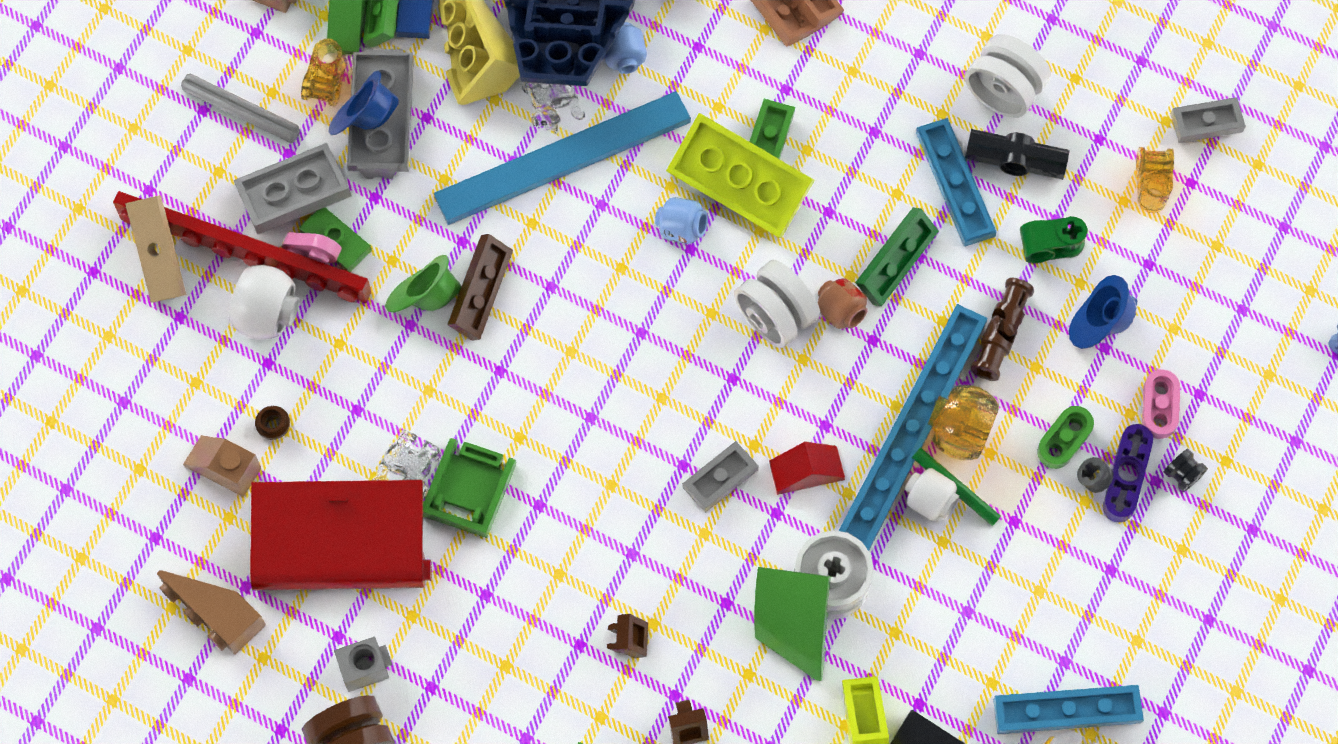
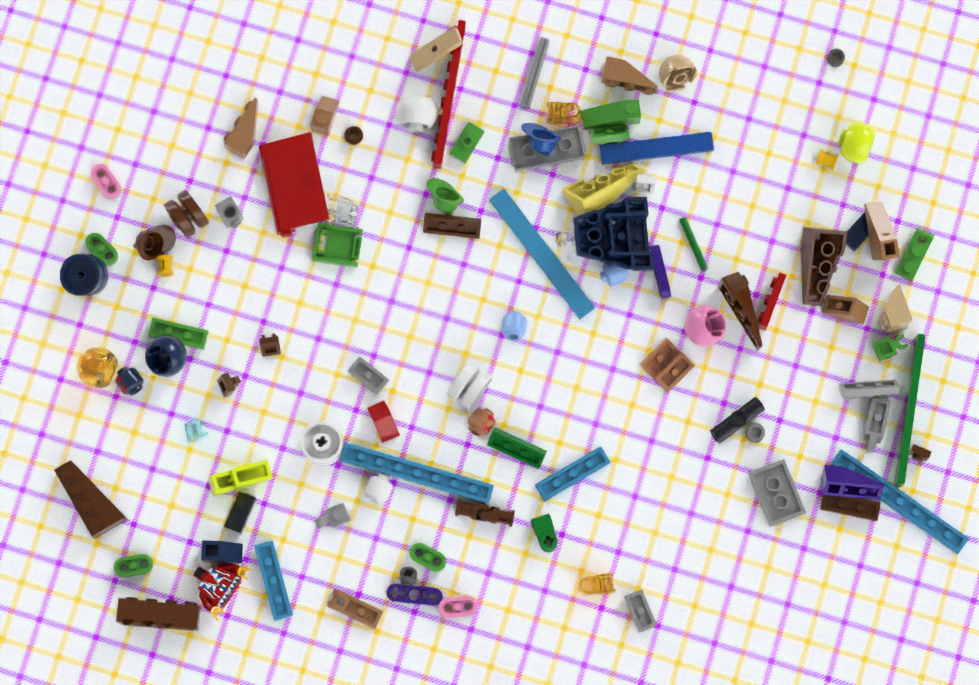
camera: 75 degrees right, 10 degrees up
(292, 188) = (489, 112): light grey plate -> none
(312, 246) = (453, 133): bright pink plate -> none
(740, 175) = (547, 352): neon yellow plate -> none
(772, 126) = (579, 364): bright green plate -> none
(793, 616) = (294, 426): bright green slope -> none
(963, 422) = (421, 498): clear yellow wheel -> none
(963, 491) = (384, 506): green bar -> none
(966, 581) = (335, 515): none -> light grey plate
(1007, 75) = (639, 490): white wheel -> none
(1017, 154) = (595, 504): black piece -> none
(1105, 312) = (505, 568): blue piece -> none
(1140, 575) = (355, 609): none -> medium nougat plate
(1185, 470) = (420, 625): black wheel -> none

